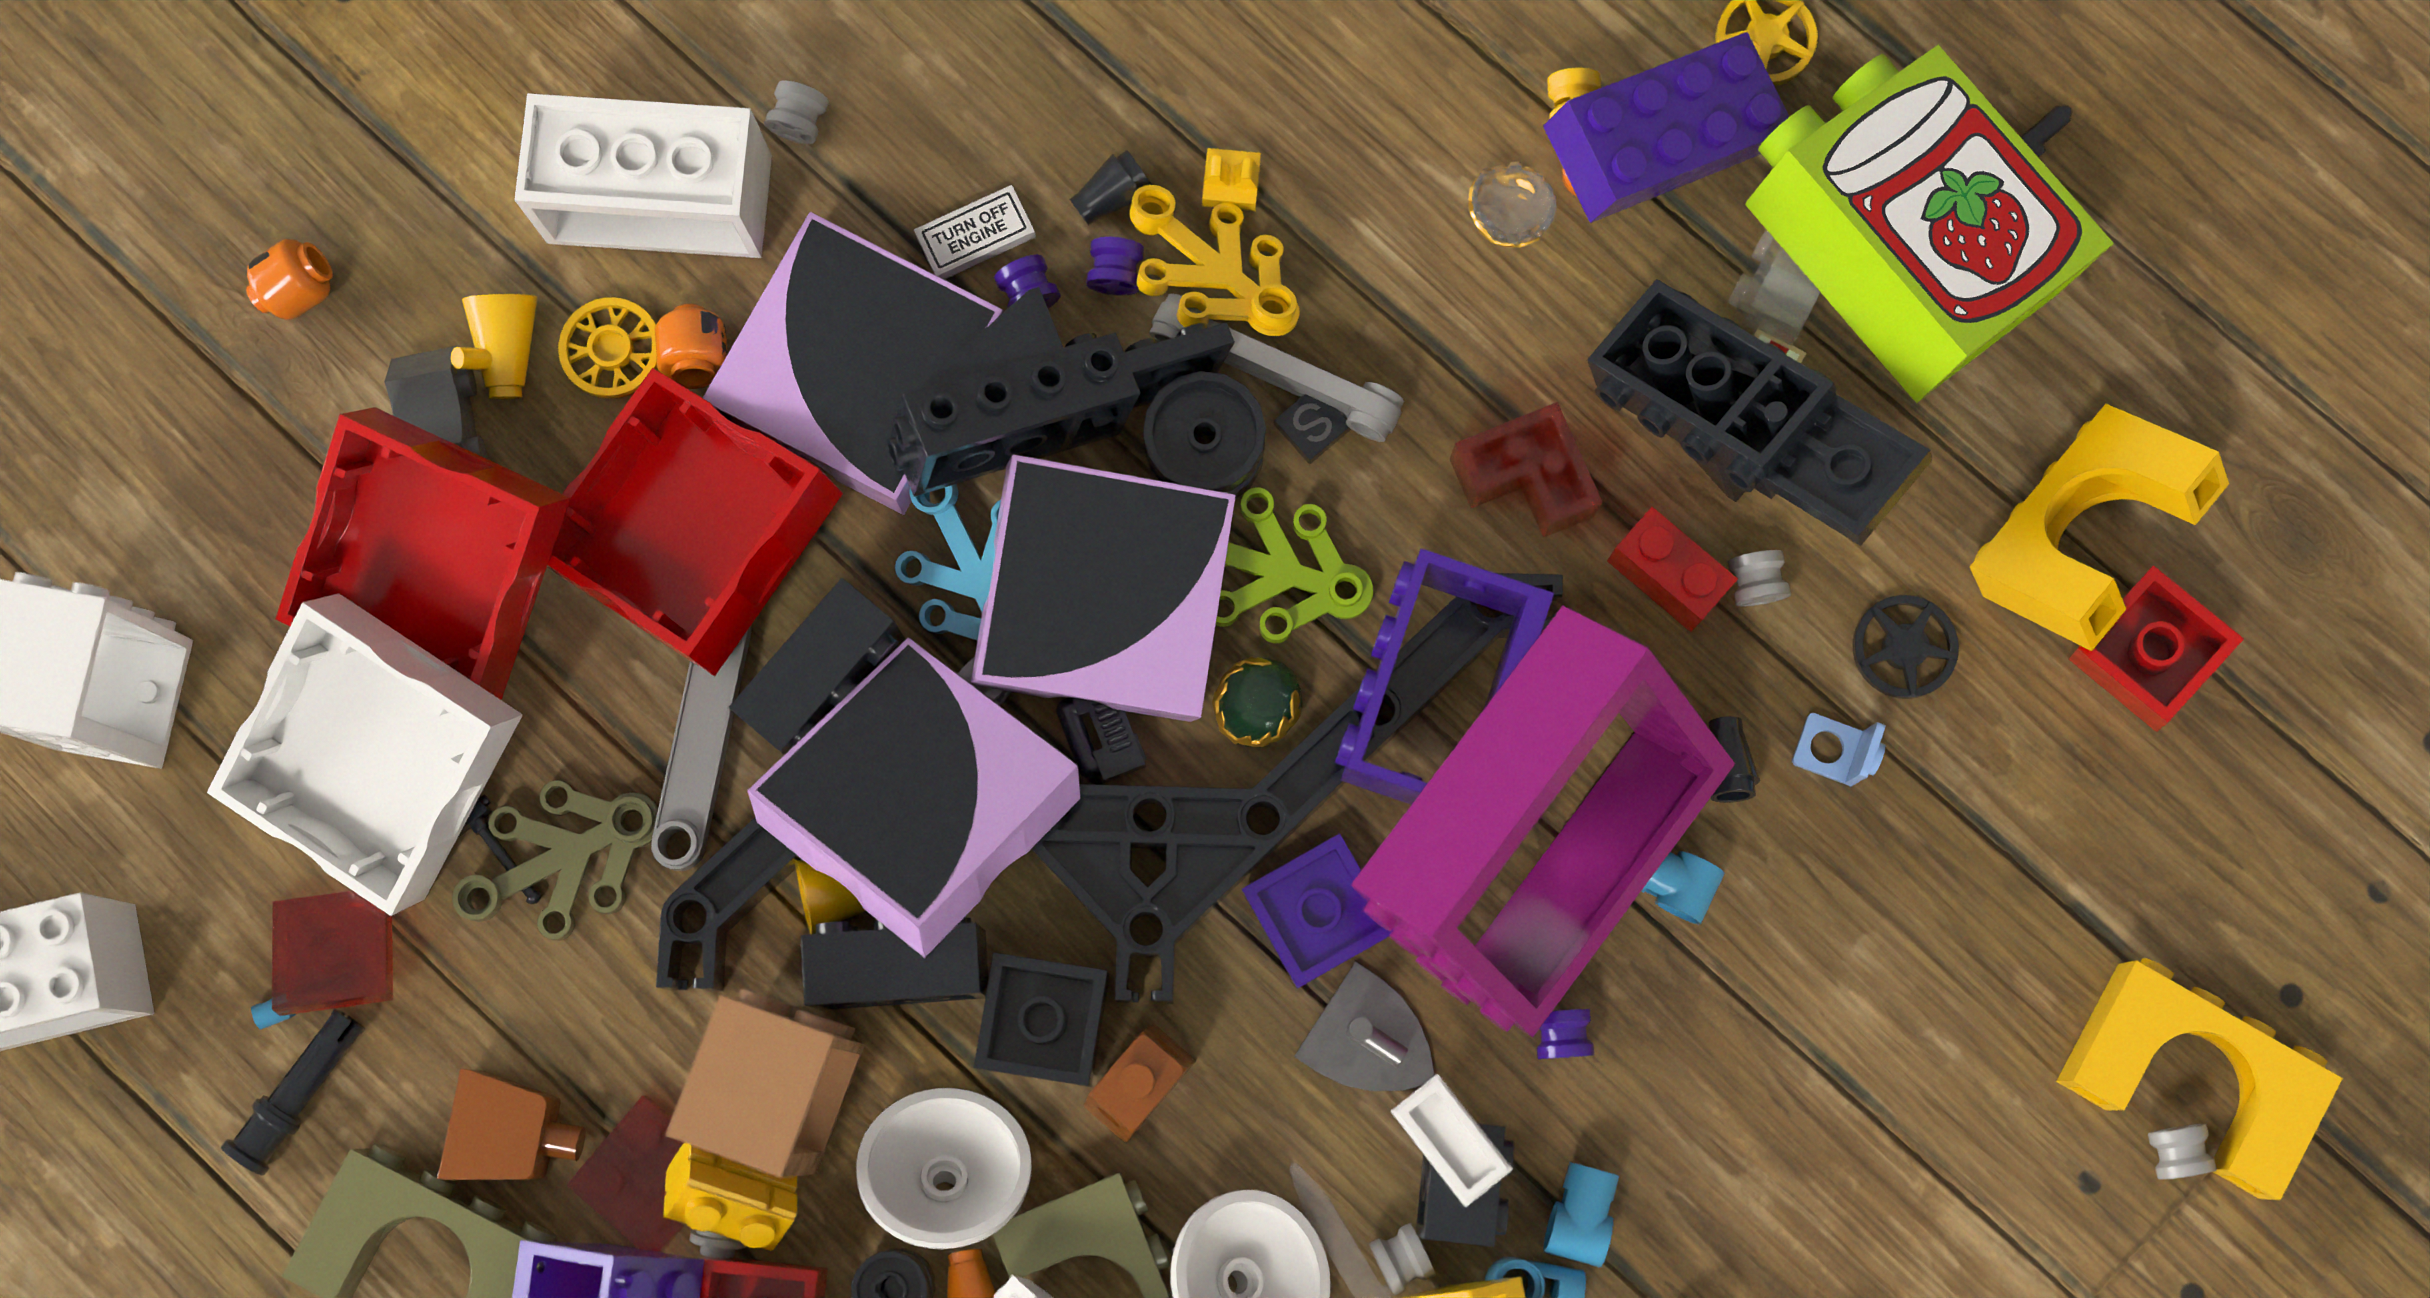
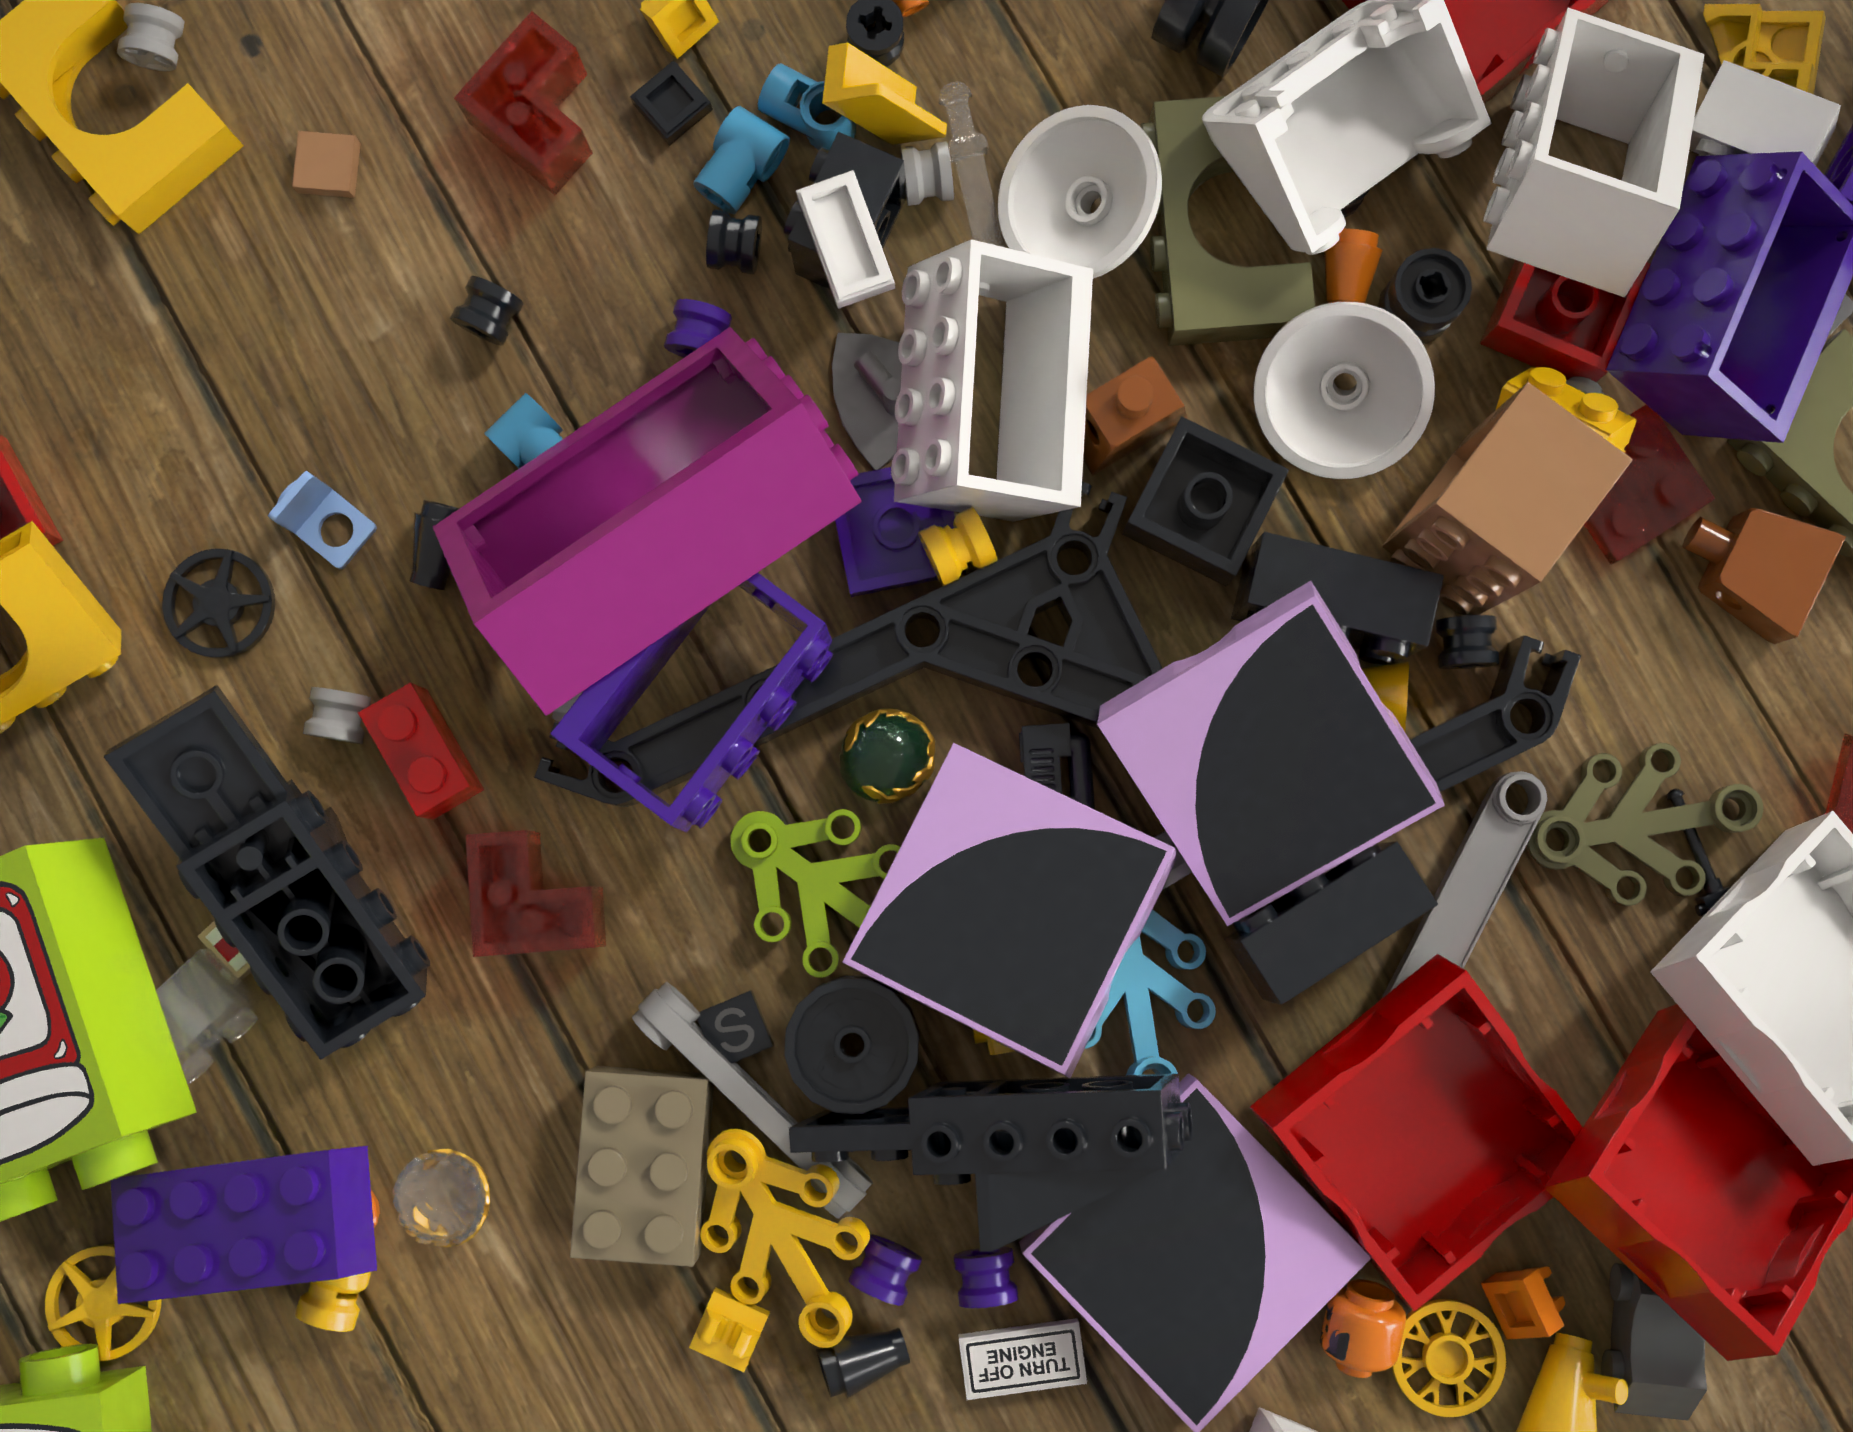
camera: 160 degrees left, 5 degrees up
(557, 410) = (1524, 1303): none -> orange tile
(763, 969) = (1467, 642): none -> black wheel
(1225, 1068) = (1040, 382): none -> white hose
(1255, 901) = (953, 548): none -> yellow wheel
(1351, 284) = (642, 1166): none -> dark tan brick
(1560, 1131) = (733, 241): none -> black wheel
(1669, 1254) = (671, 102): none -> black tile
(1765, 989) = (487, 310): none -> black wheel
(1813, 1196) = (518, 98): none -> clear red brick
(1970, 1085) = (326, 164): none -> medium nougat tile

